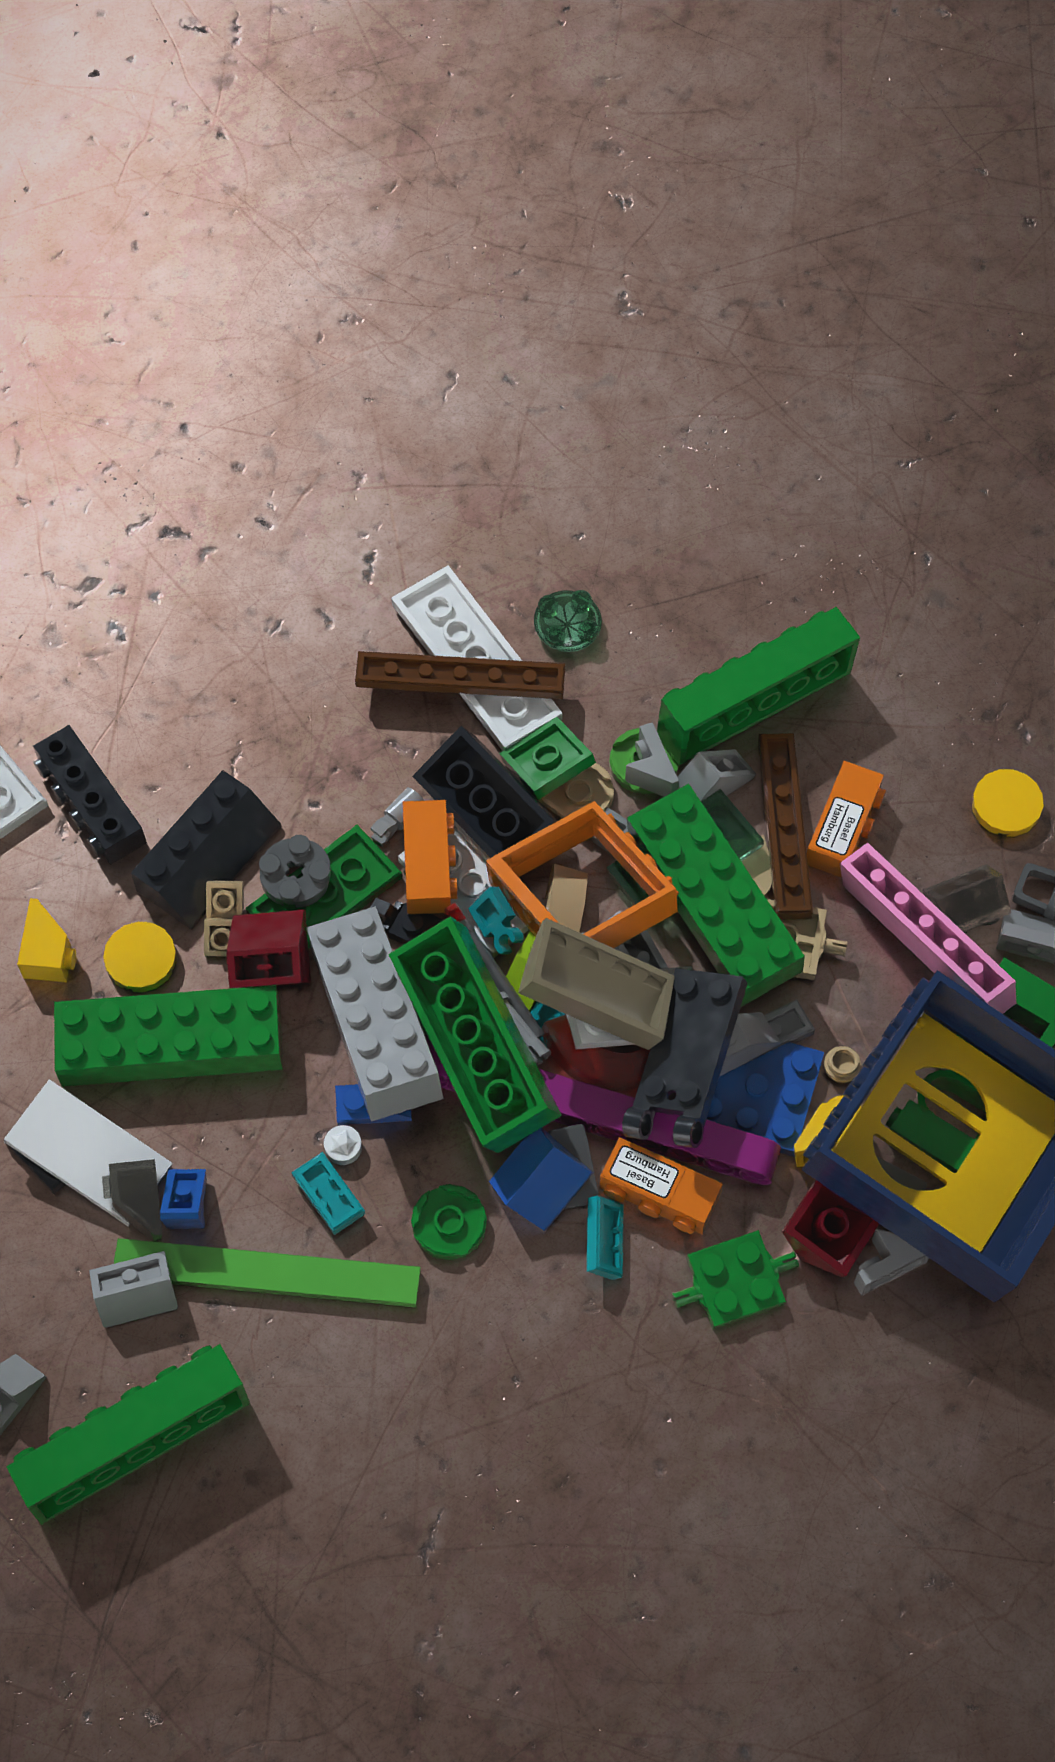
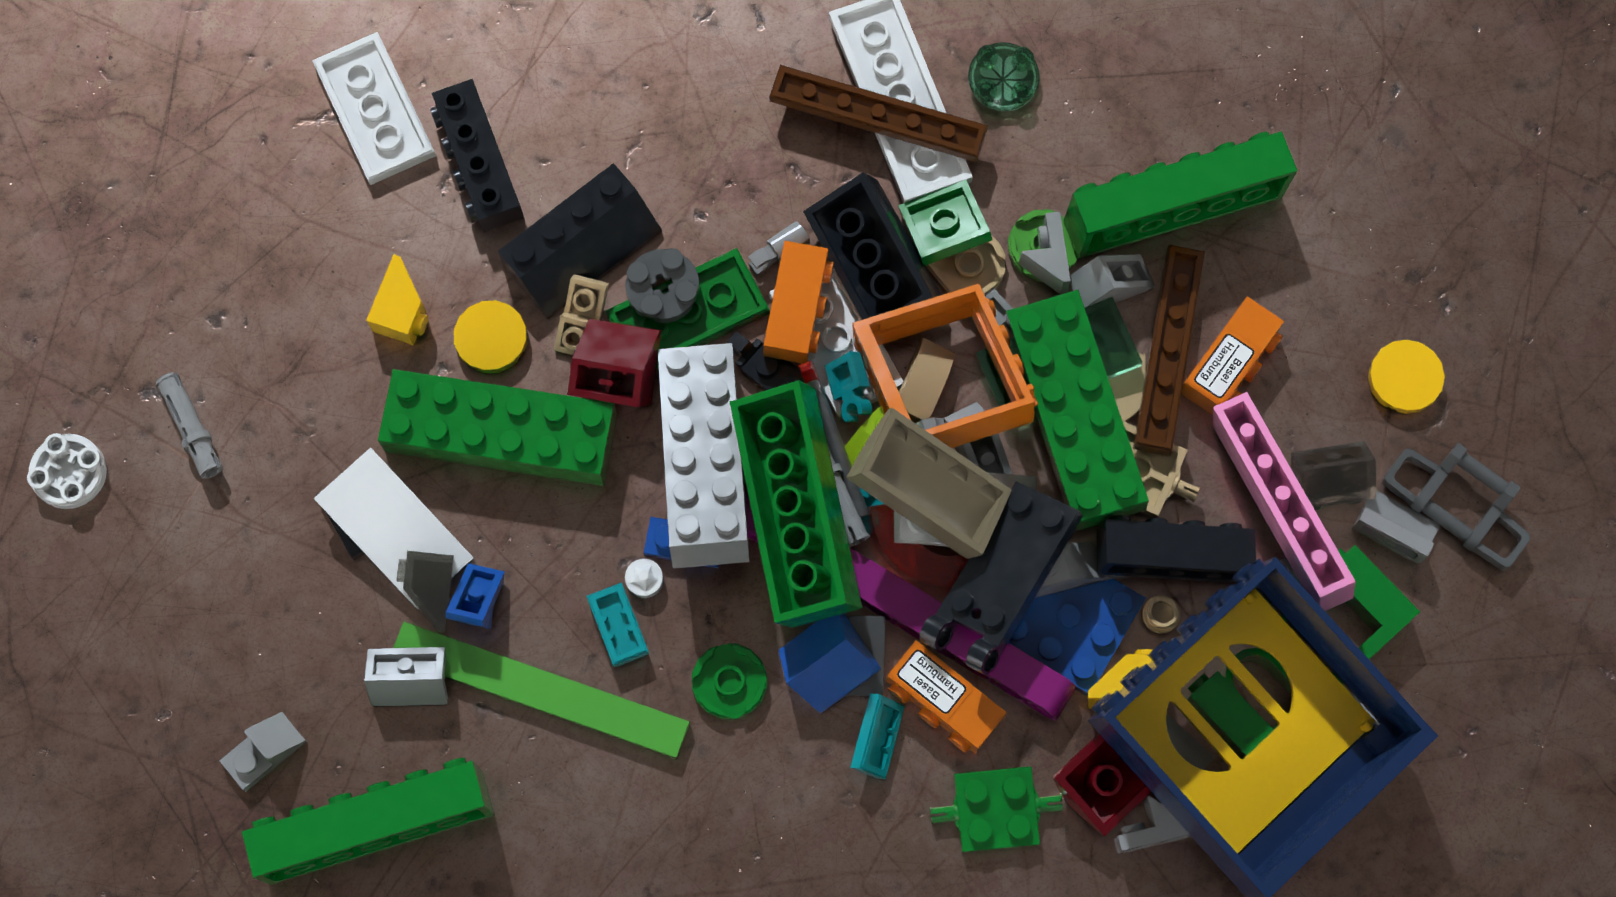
camera: 15 degrees right, 10 degrees up
(837, 1000) = (1173, 549): none -> black brick

